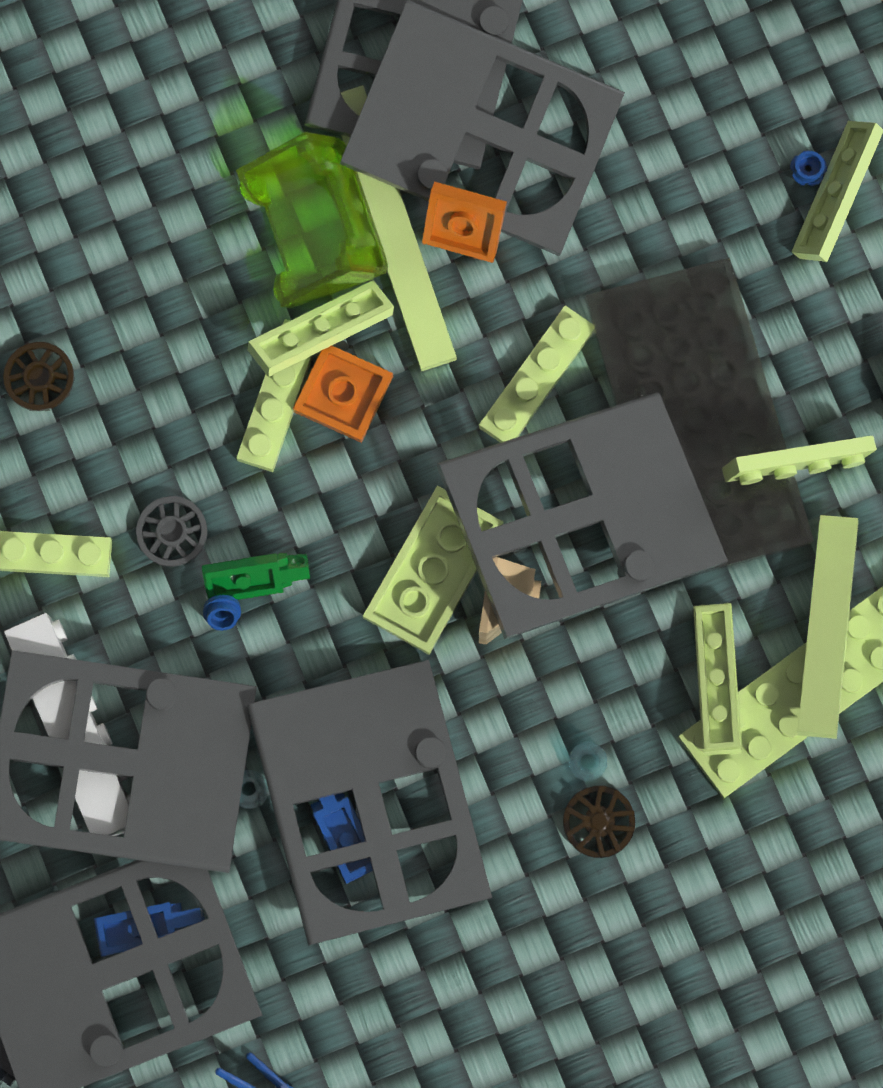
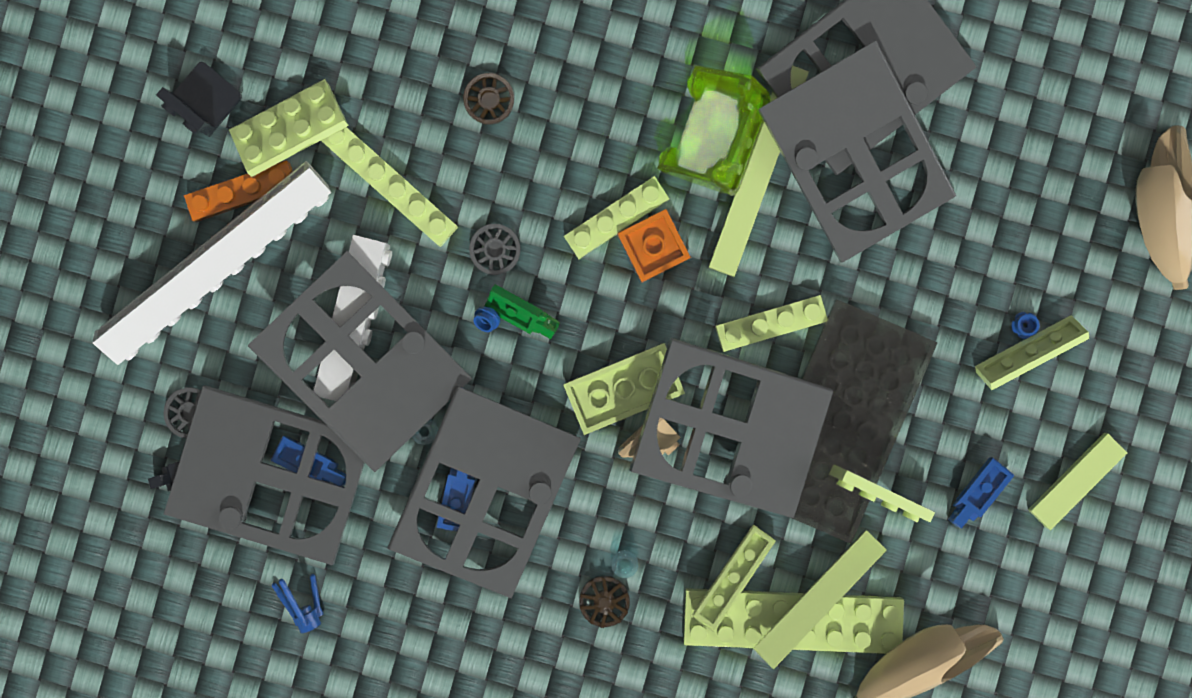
camera: 30 degrees right, 10 degrees up
(320, 328) = (669, 199): yellowish green plate -> none
(464, 222) = (802, 201): orange plate -> none

